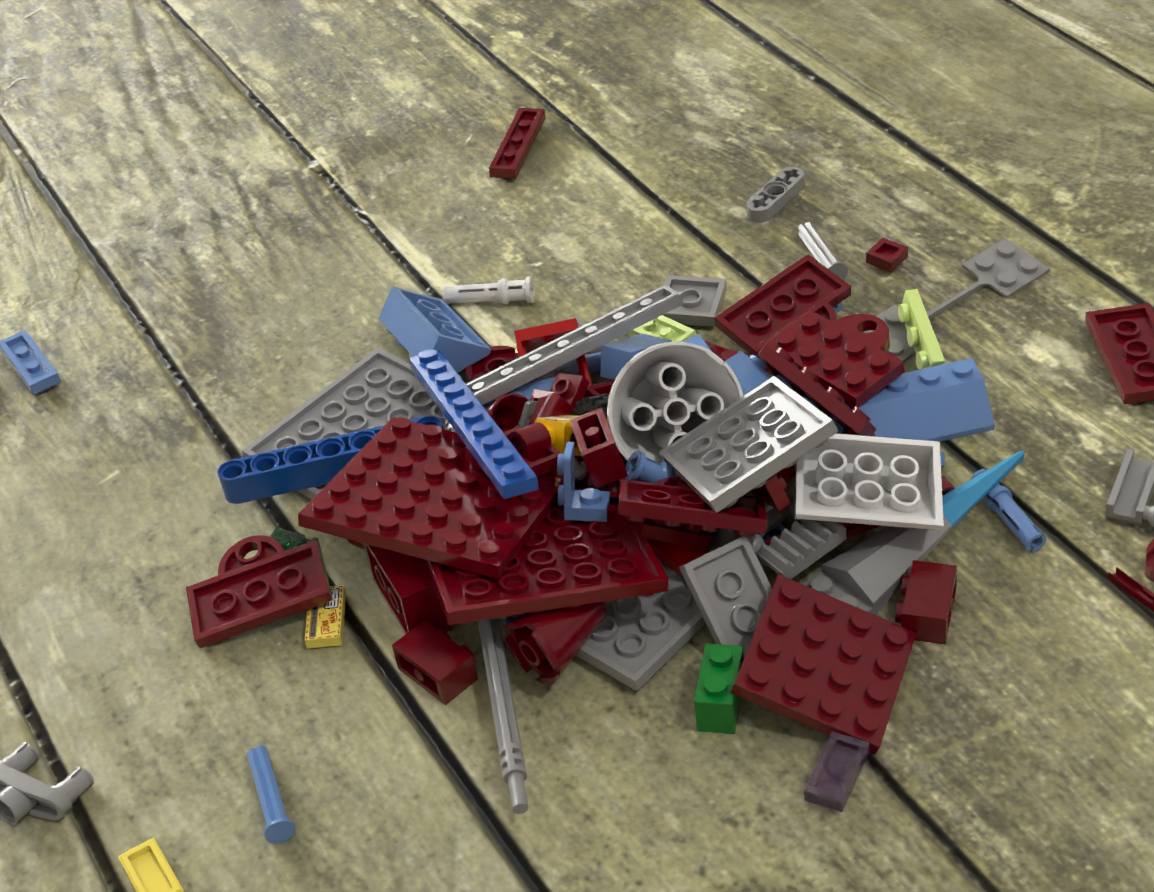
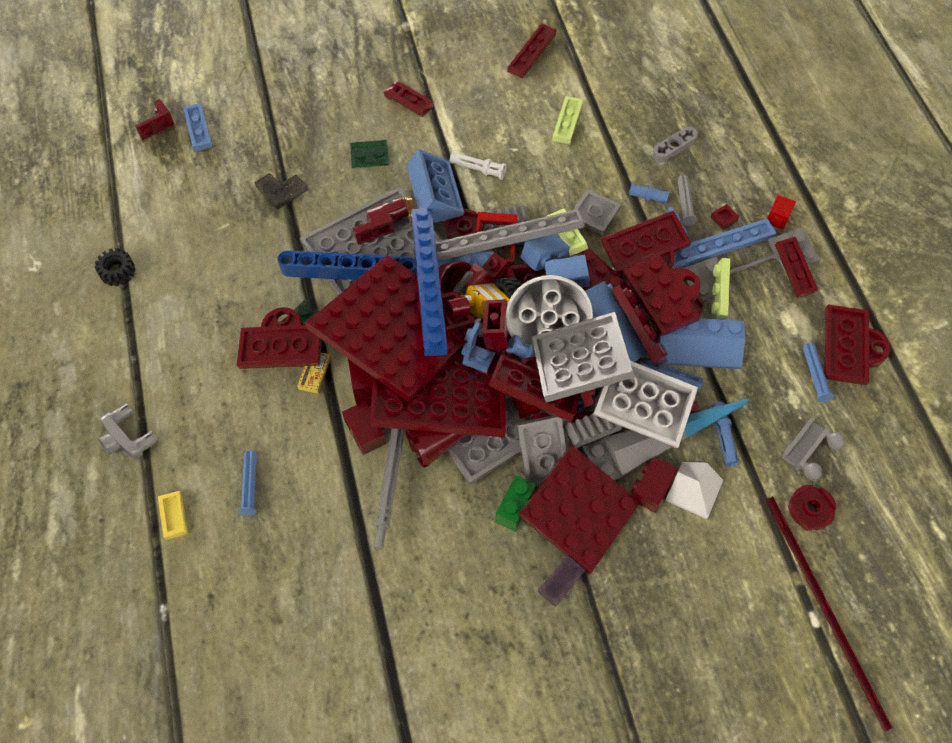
camera: 10 degrees right, 20 degrees up
(191, 407) = (282, 193): none -> clear smoke plate
(314, 325) = (369, 154): none -> clear green plate
(352, 243) = (409, 98): none -> dark red plate
(366, 388) = (381, 219): none -> dark red plate
(604, 206) = (567, 120): none -> yellowish green plate
(762, 258) = (648, 193): none -> medium blue pin
(913, 275) = (724, 243): none -> medium blue plate
(965, 227) = (780, 211): none -> red brick
(994, 590) = (695, 488): none -> white slope
(1019, 281) = (796, 267): none -> dark red plate
(1132, 419) = (817, 373): none -> medium blue axle

